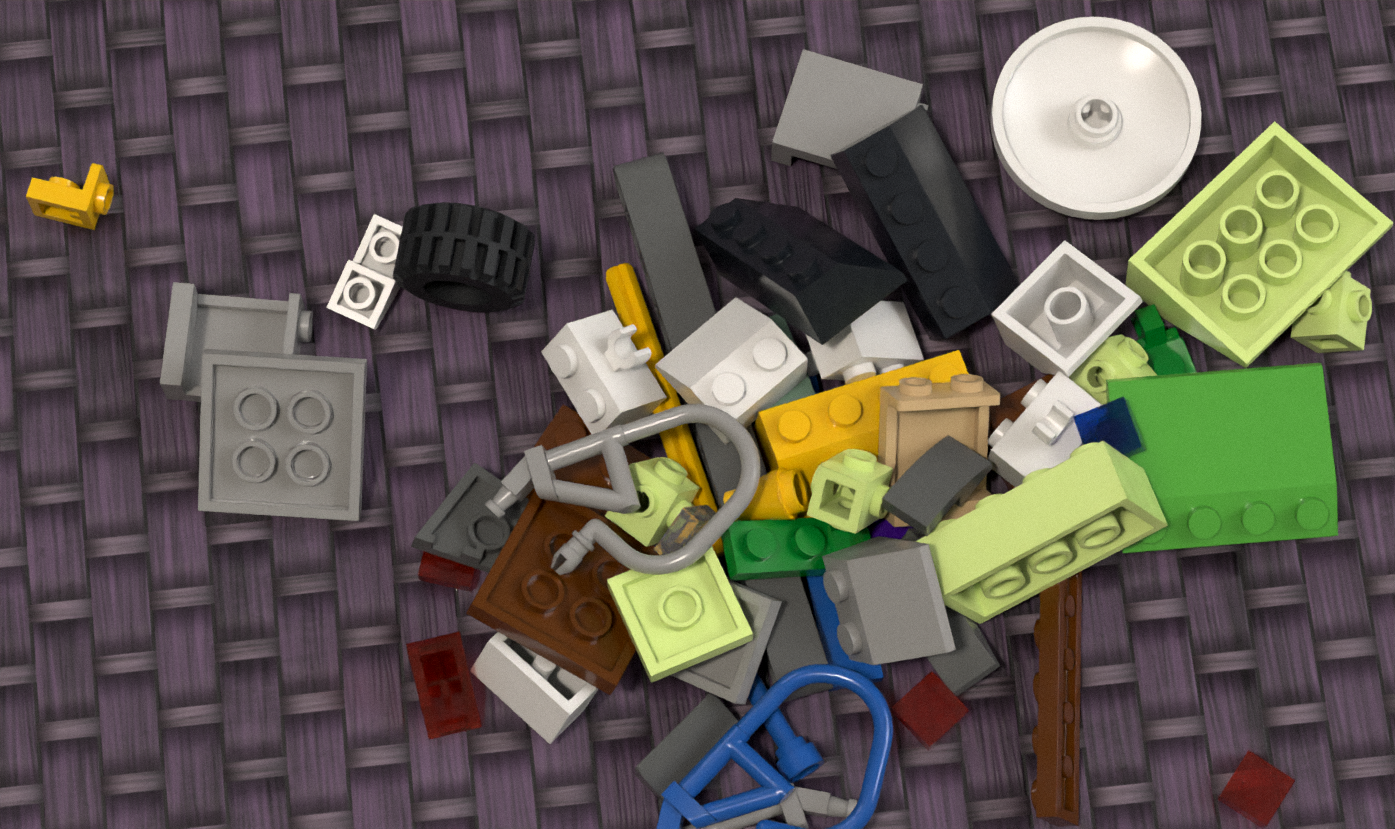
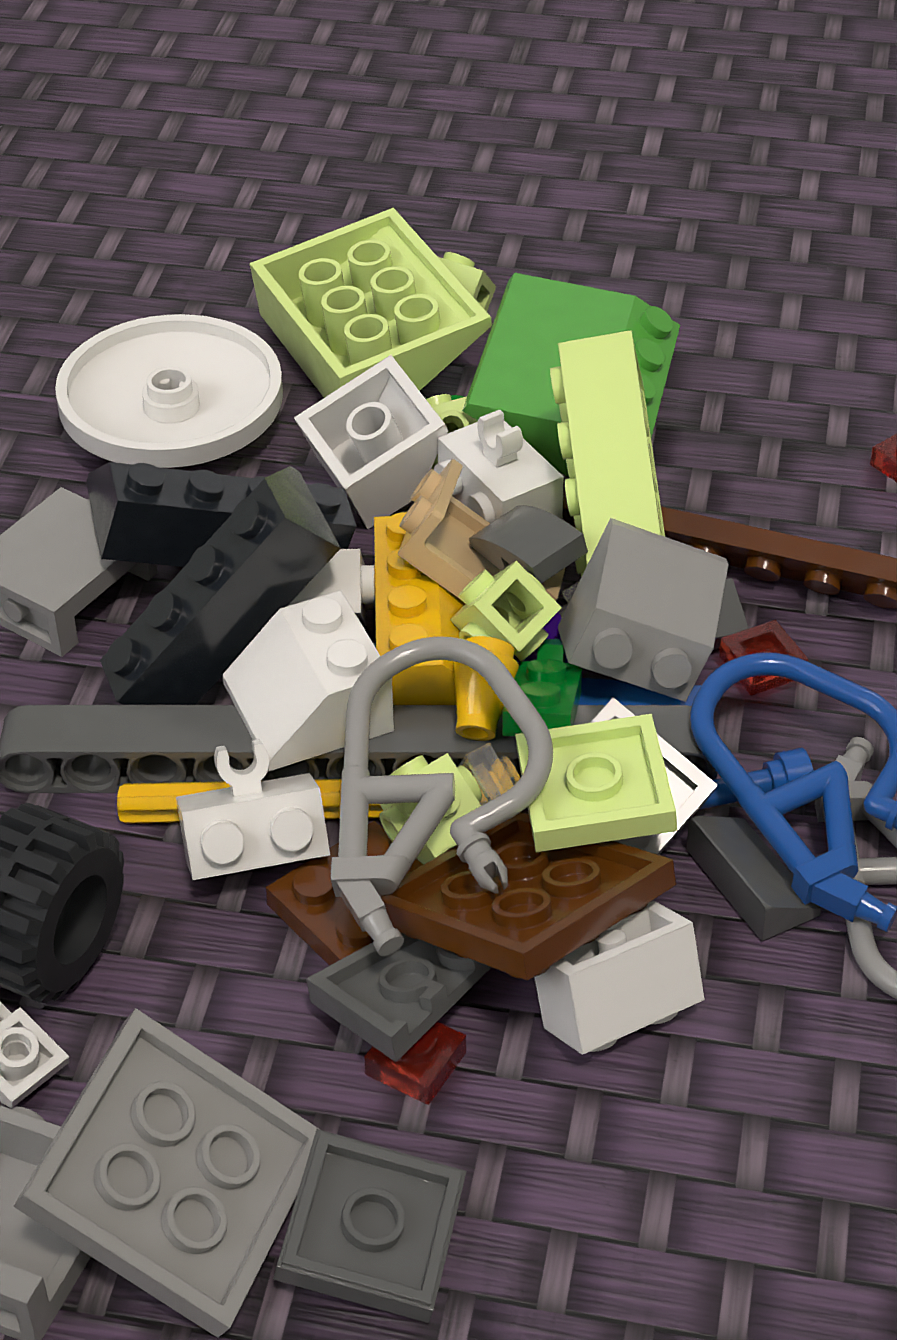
camera: 70 degrees left, 30 degrees down
(297, 572) = (371, 1226): none -> dark grey plate
(443, 685) = (590, 1089): clear red slope -> none
(1112, 424) = (528, 400): clear blue plate -> none

